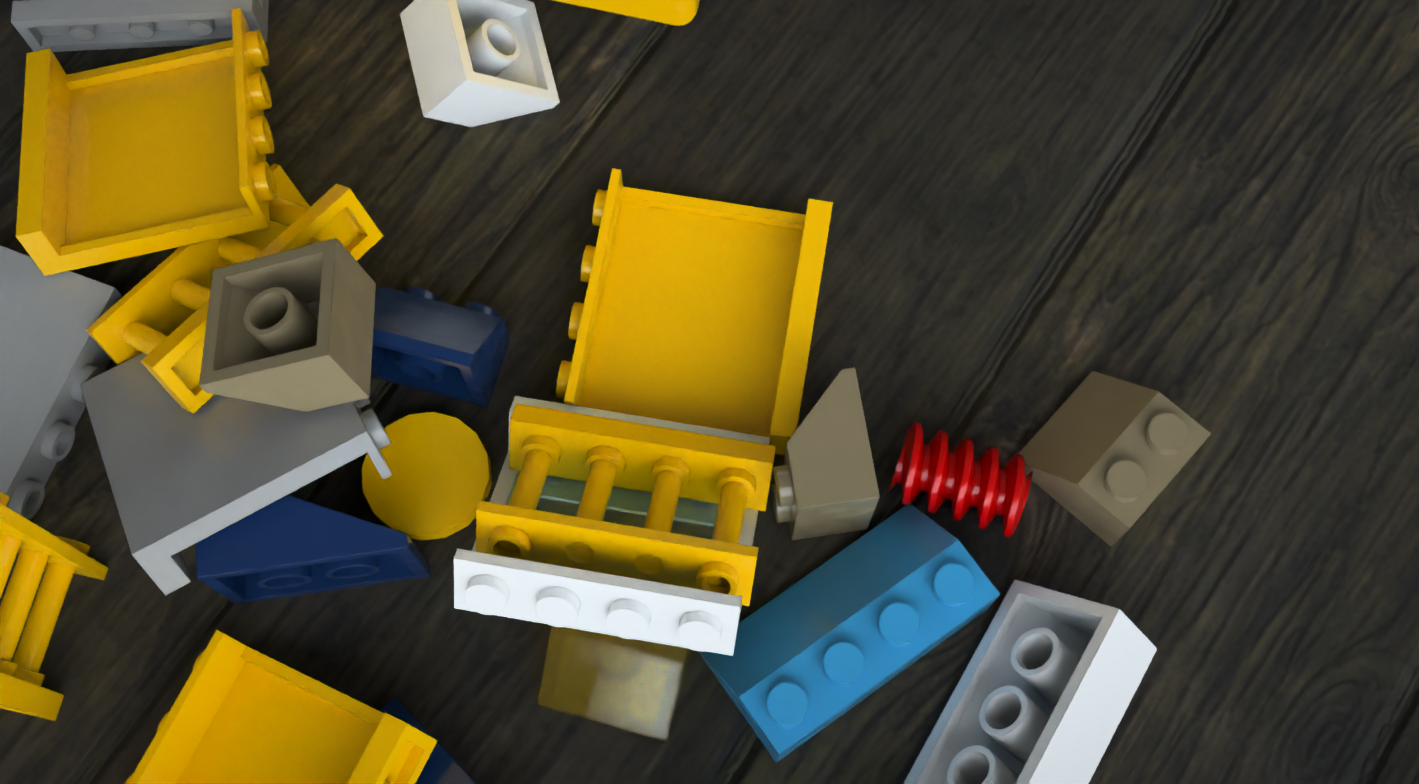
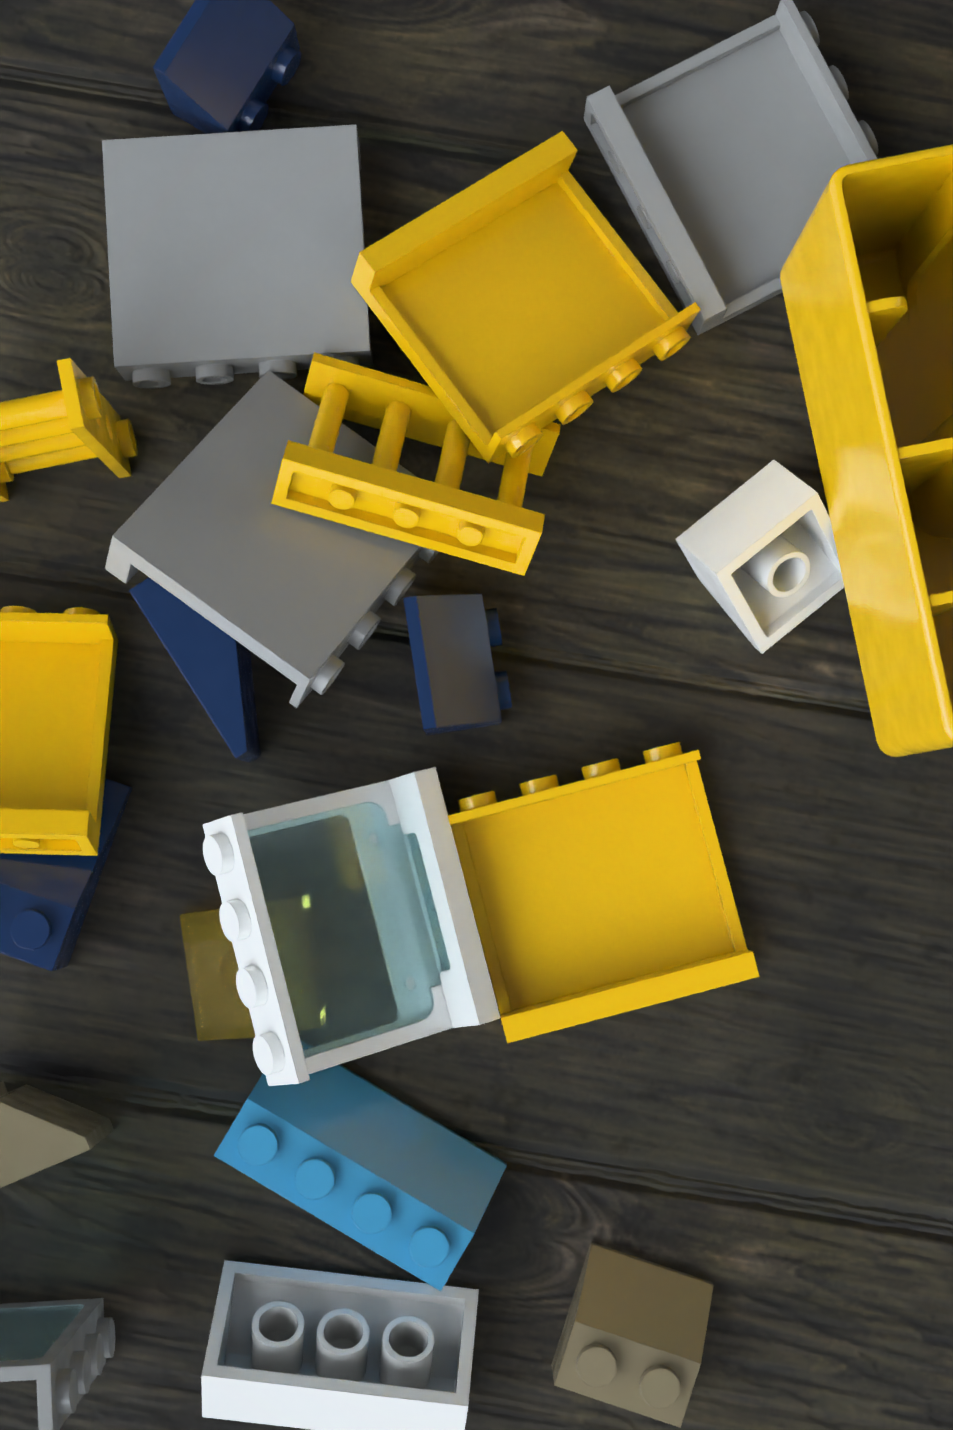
camera: 65 degrees right, 15 degrees up
(291, 329) = (369, 564): dark tan slope -> none
(435, 476) = (343, 728): yellow tile -> none
(634, 458) = (427, 910): yellow fence -> none
(828, 467) = (493, 1085): dark tan slope -> none
(962, 478) = (544, 1207): red piece -> none

